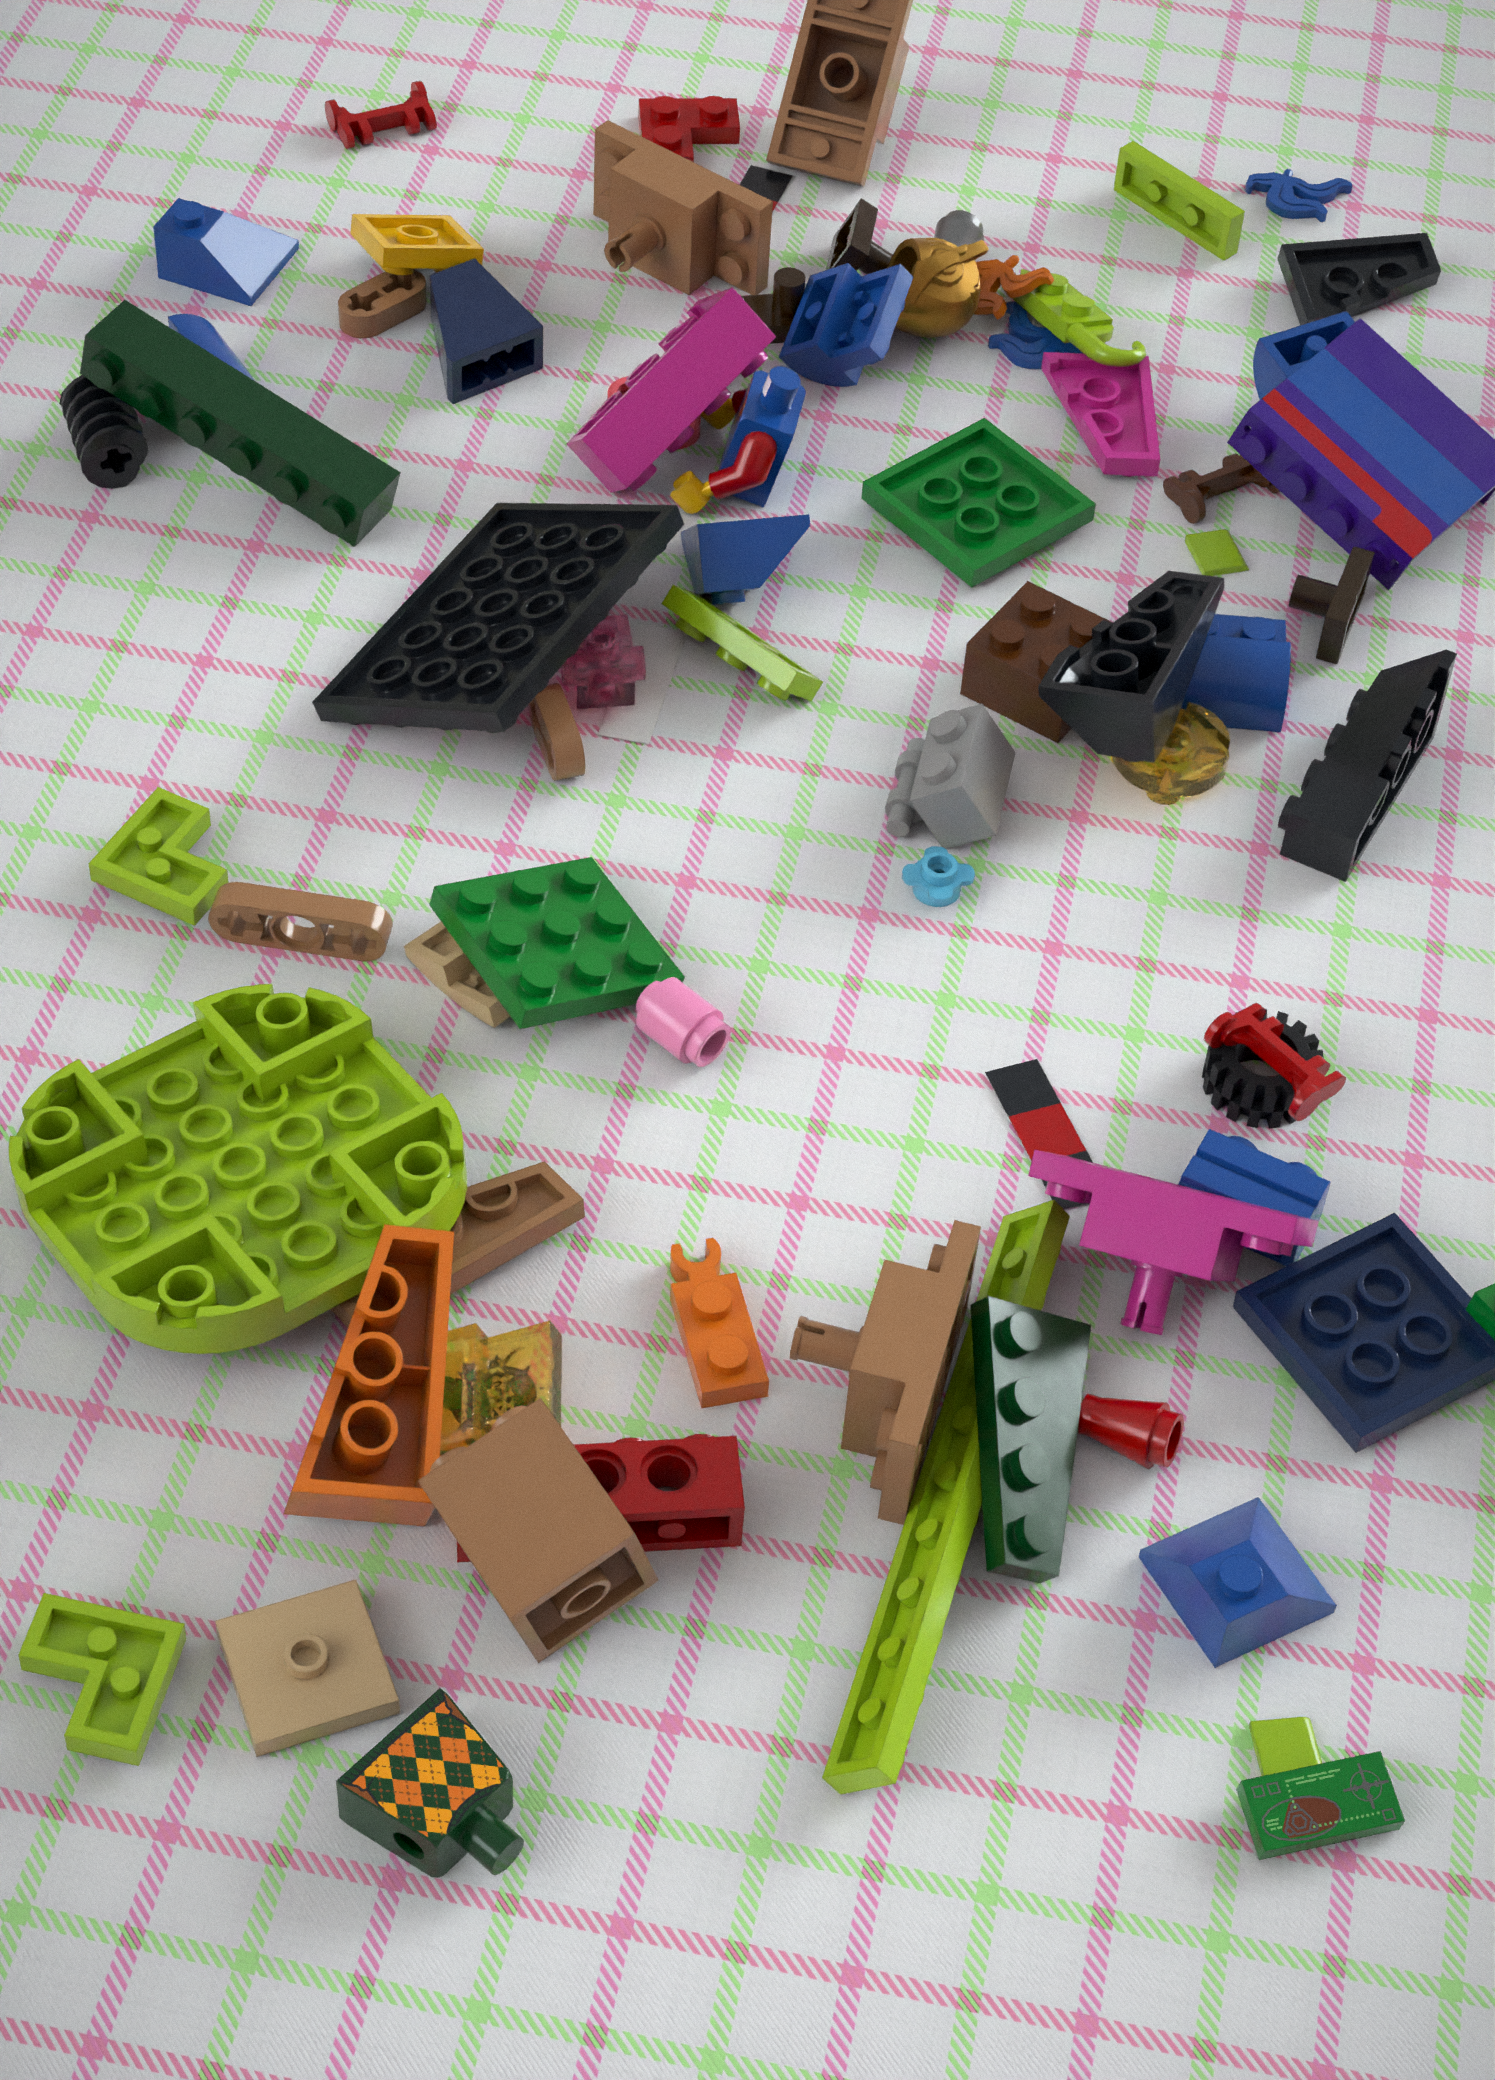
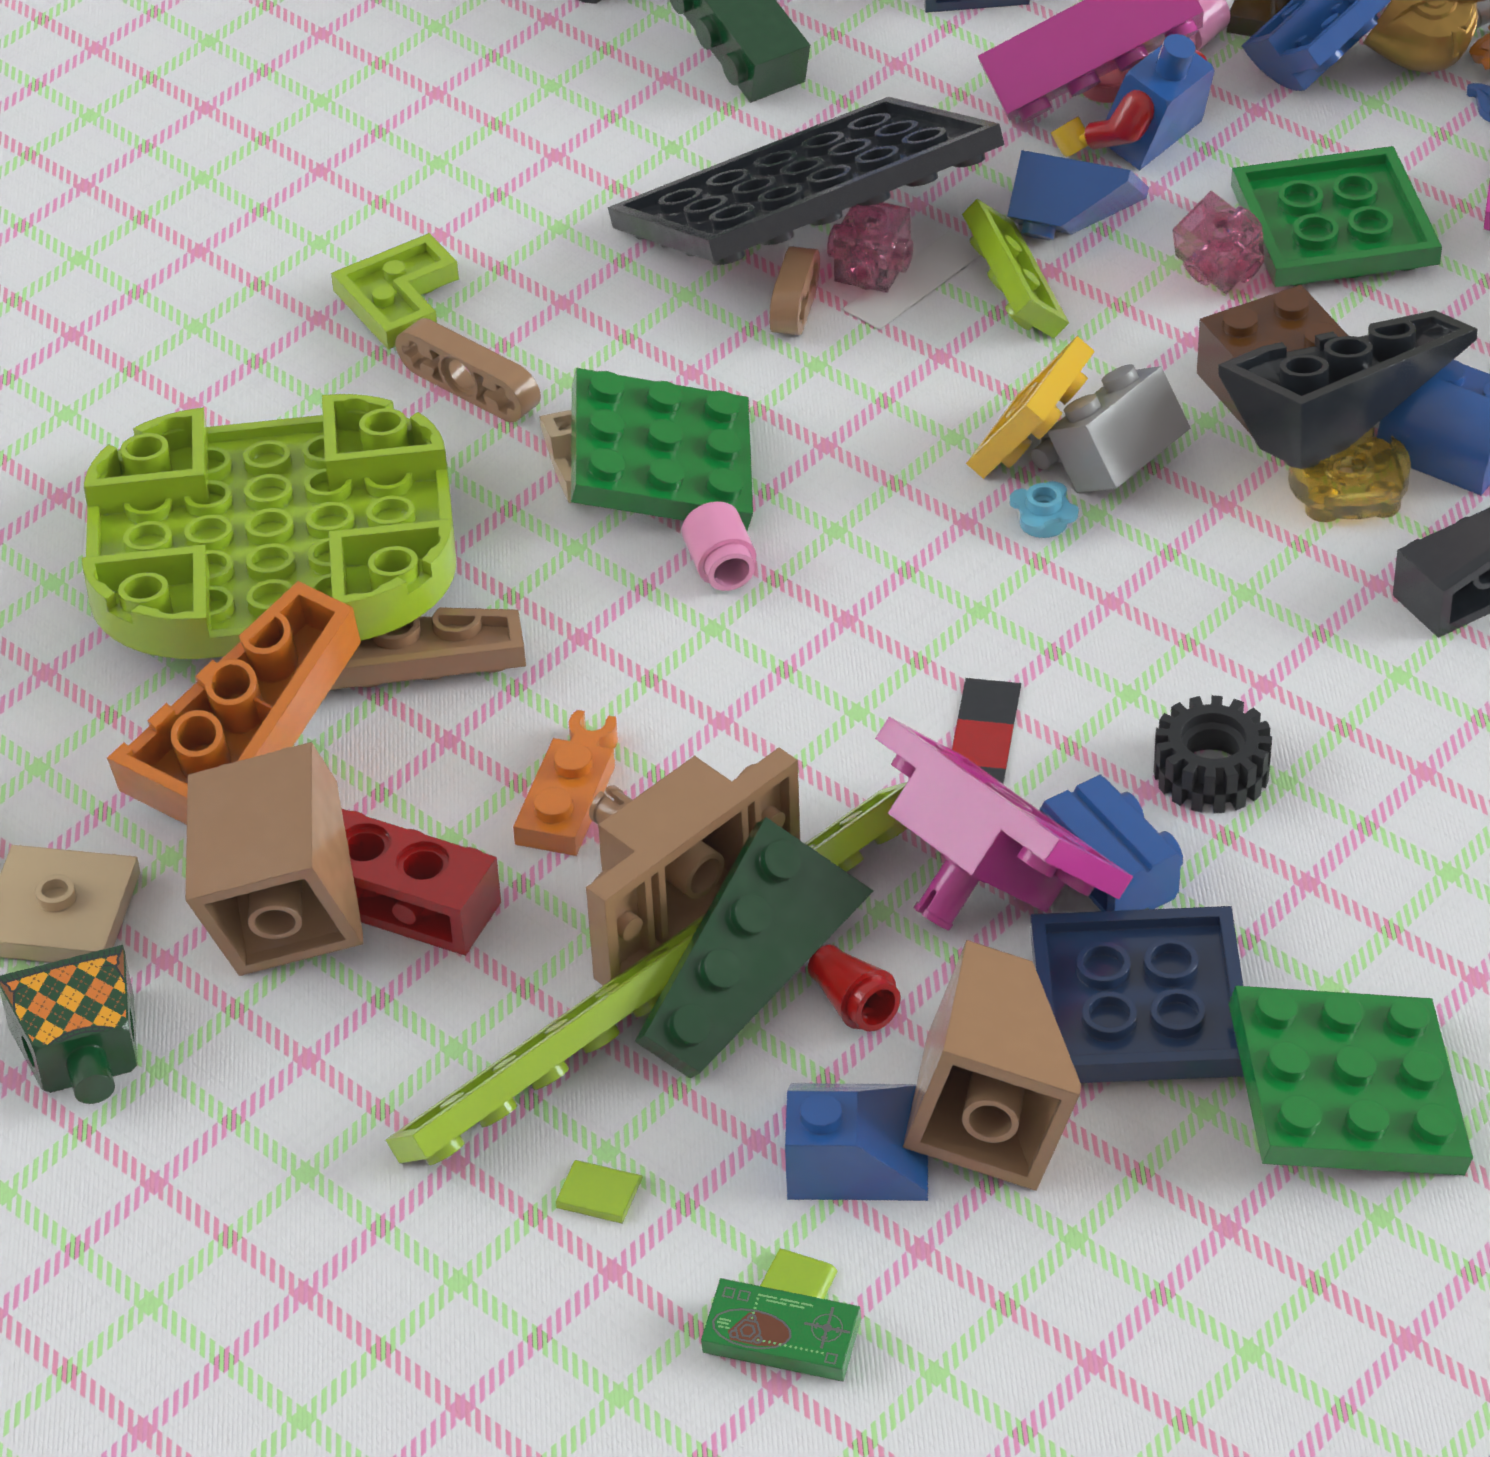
camera: 35 degrees right, 5 degrees down
(495, 1375) = (365, 757): clear yellow slope -> none
(876, 782) = (1033, 409): none -> yellow plate
(914, 561) = (1219, 243): none -> clear pink brick
(1047, 1738) = (598, 1191): none -> lime piece
(1306, 1077) = (1213, 713): red piece -> none
(1341, 1463) = (993, 1072): none -> medium nougat slope

